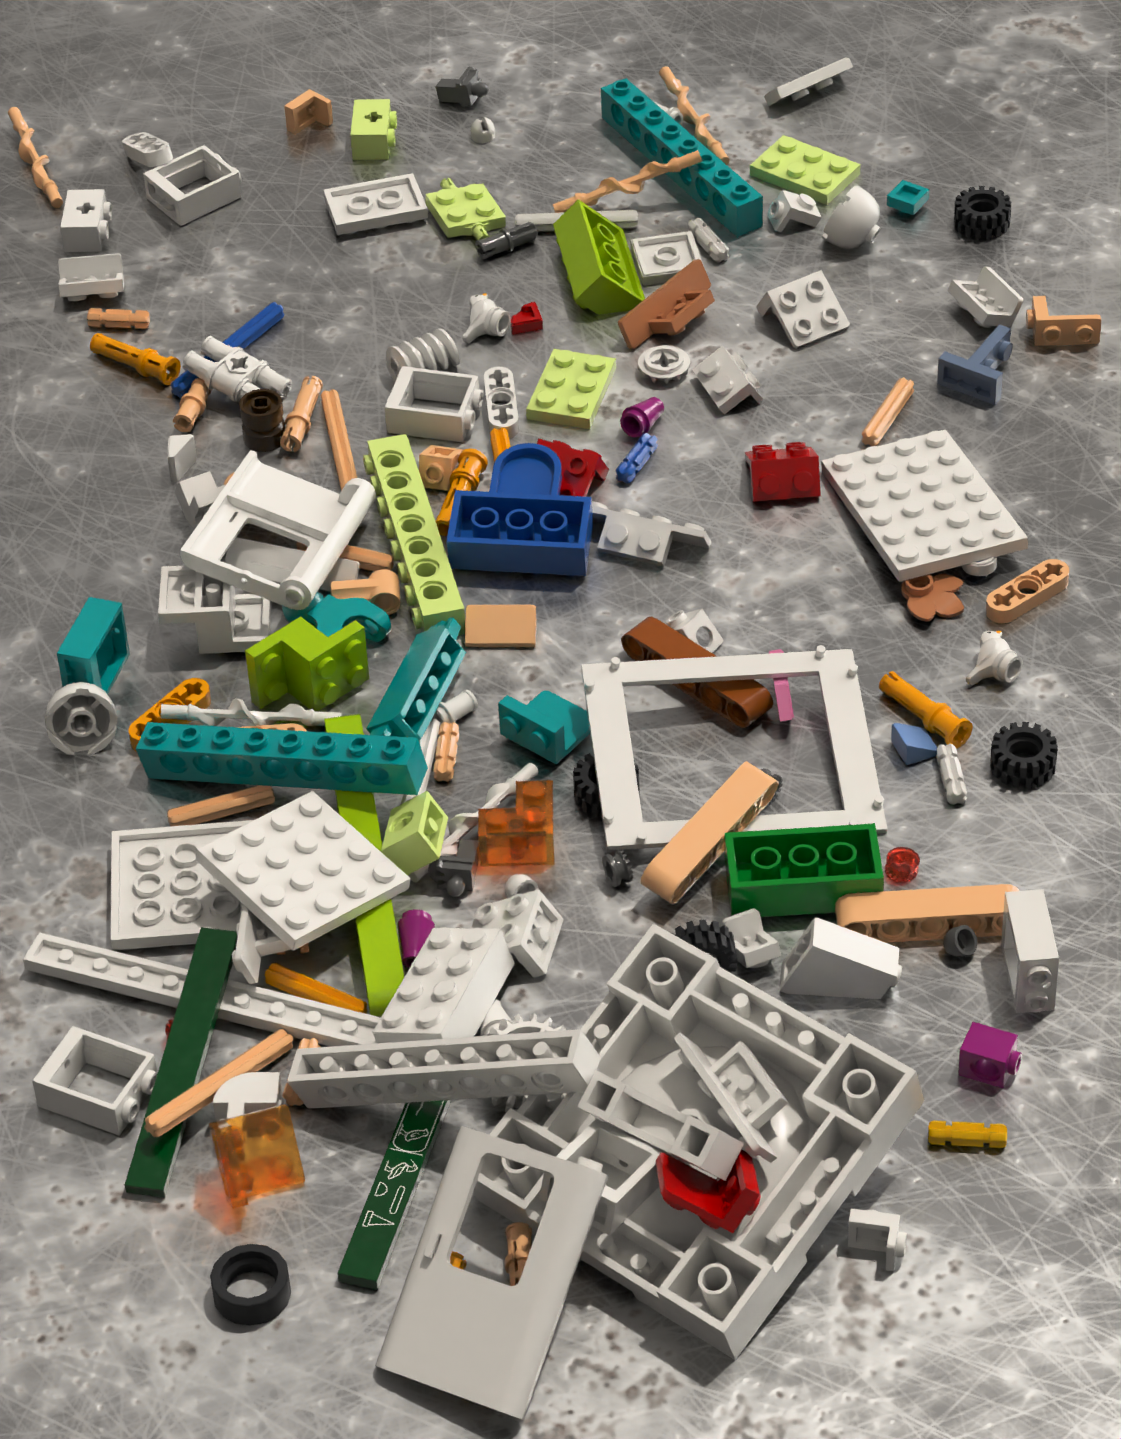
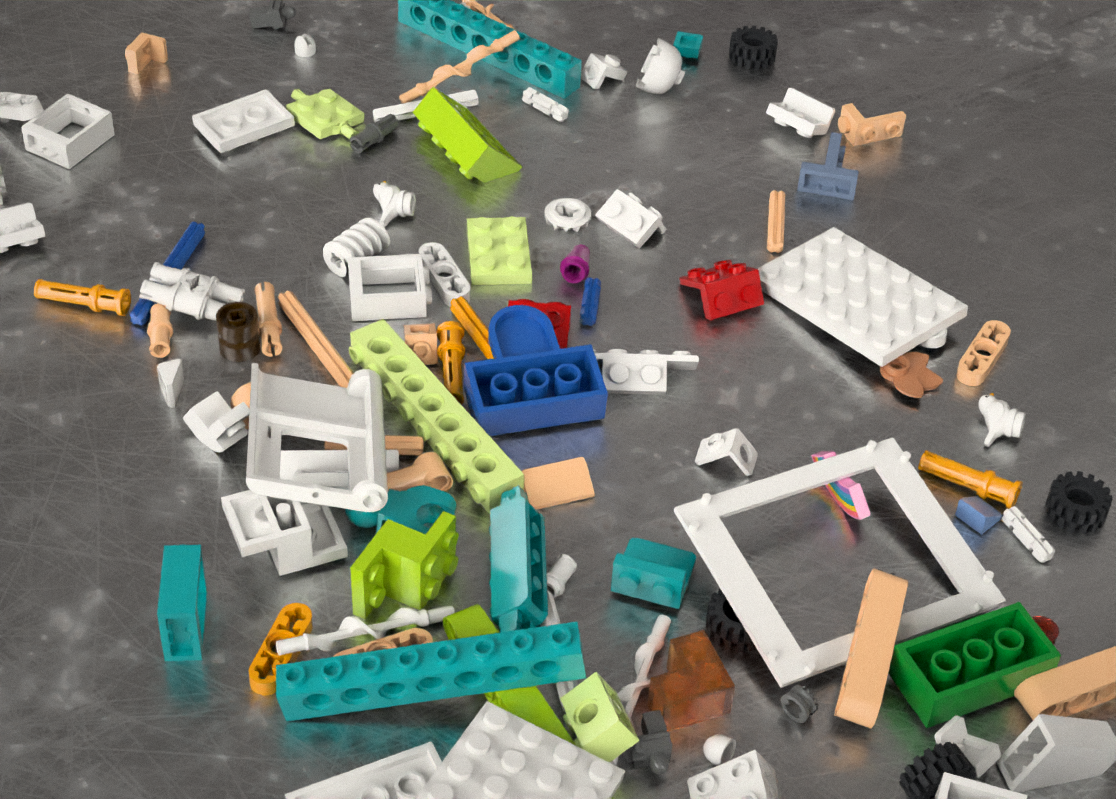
camera: 25 degrees left, 0 degrees up
(80, 718) = (198, 675): white cylinder -> none
(118, 318) = (49, 262): light nougat axle -> none
(221, 806) = (378, 736): light nougat axle -> none
(372, 129) = (210, 58): yellowish green brick -> none
(446, 752) = (570, 613): light nougat axle -> none
(527, 319) = (427, 197): red tile -> none
(663, 256) = (518, 125): white tile -> none
(669, 307) = (549, 165): nougat bracket -> none
(734, 700) = (716, 472): dark orange beam -> none
(805, 169) = (590, 35): yellowish green plate -> none
(805, 309) = (662, 147): white bracket -> none

